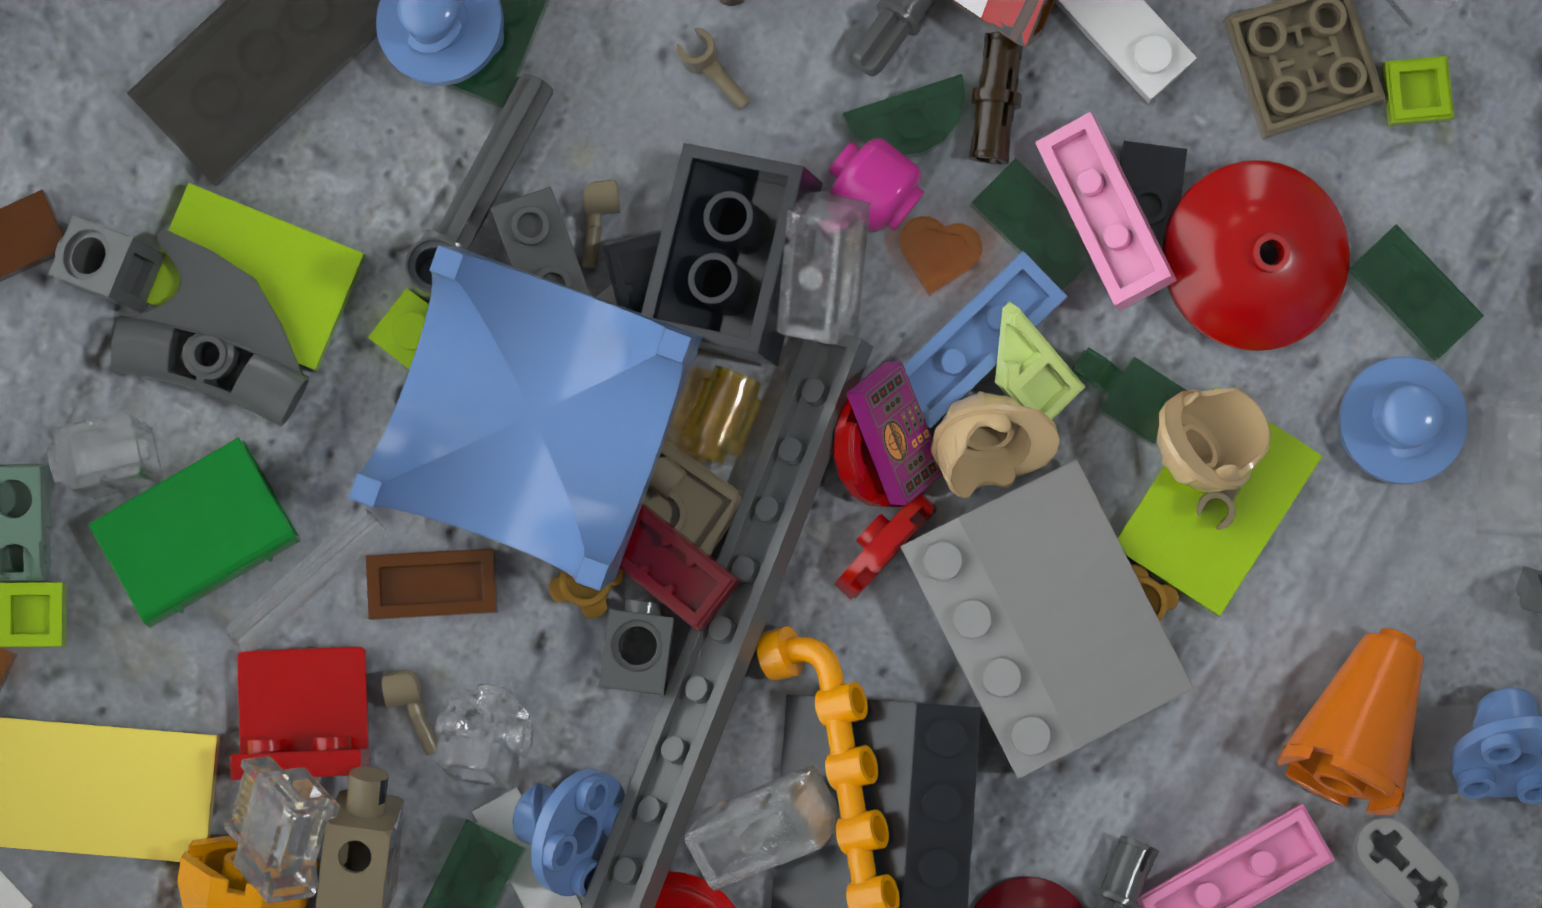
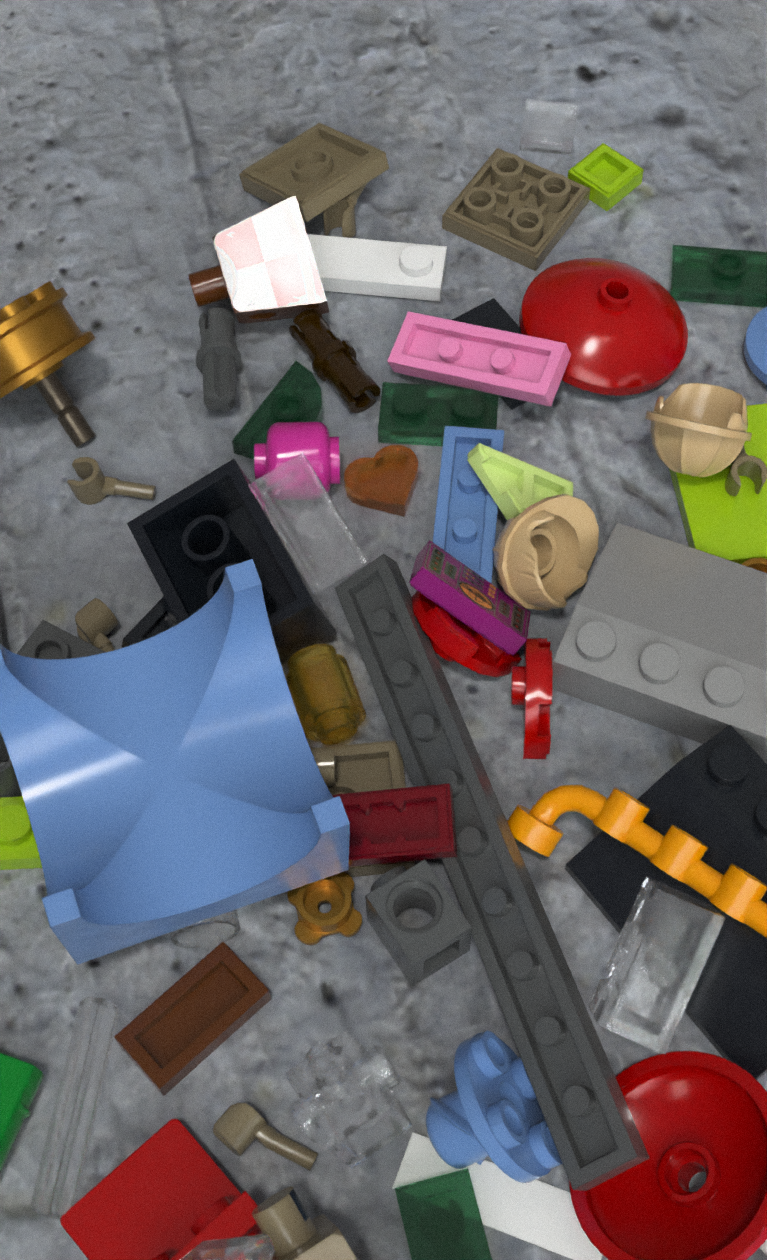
camera: 40 degrees left, 25 degrees down
(1132, 394) = (611, 462): clear green plate -> none

